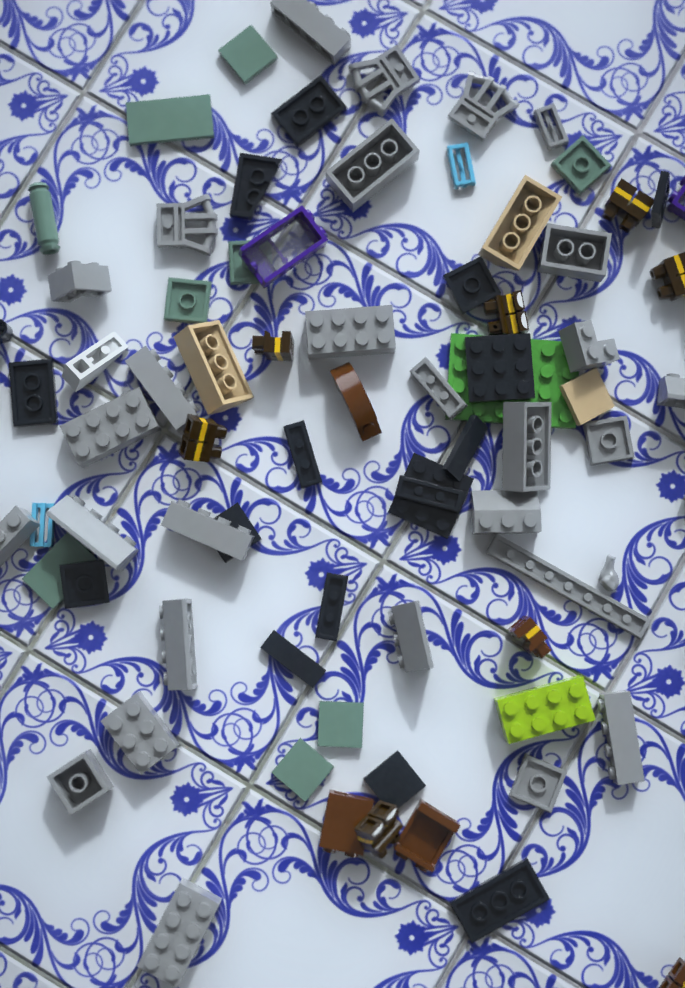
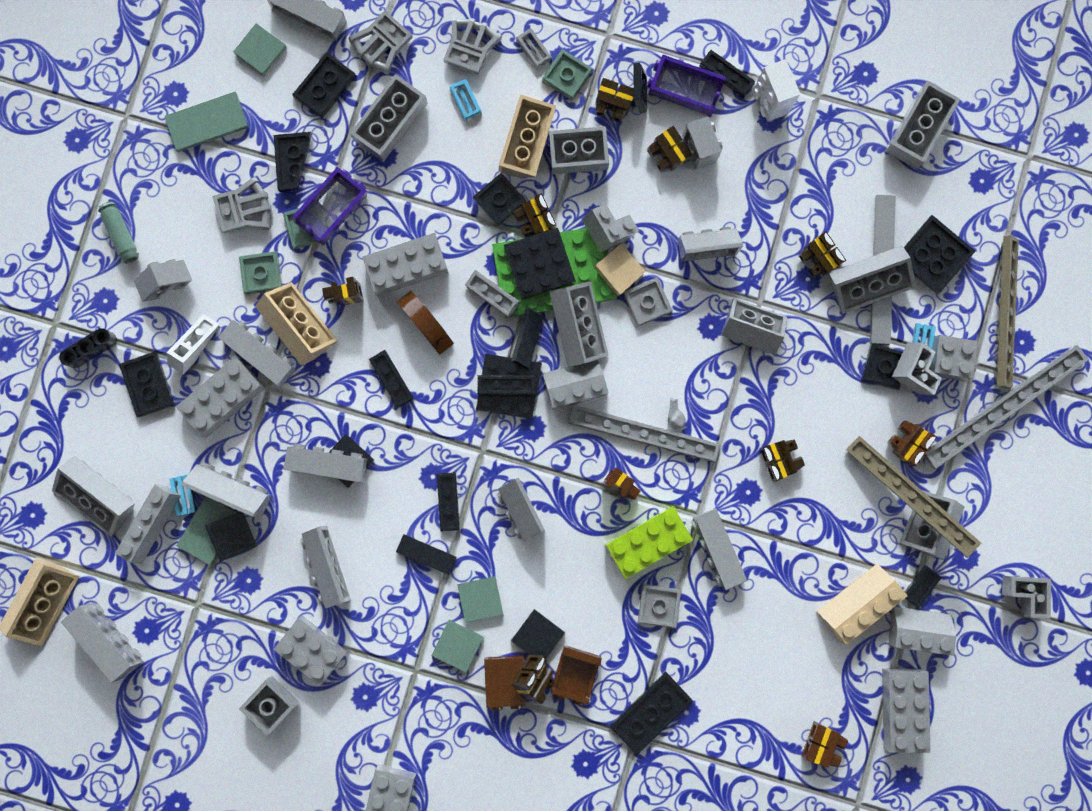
camera: 20 degrees left, 0 degrees up
(199, 439) = (298, 387): dark brown hips -> none

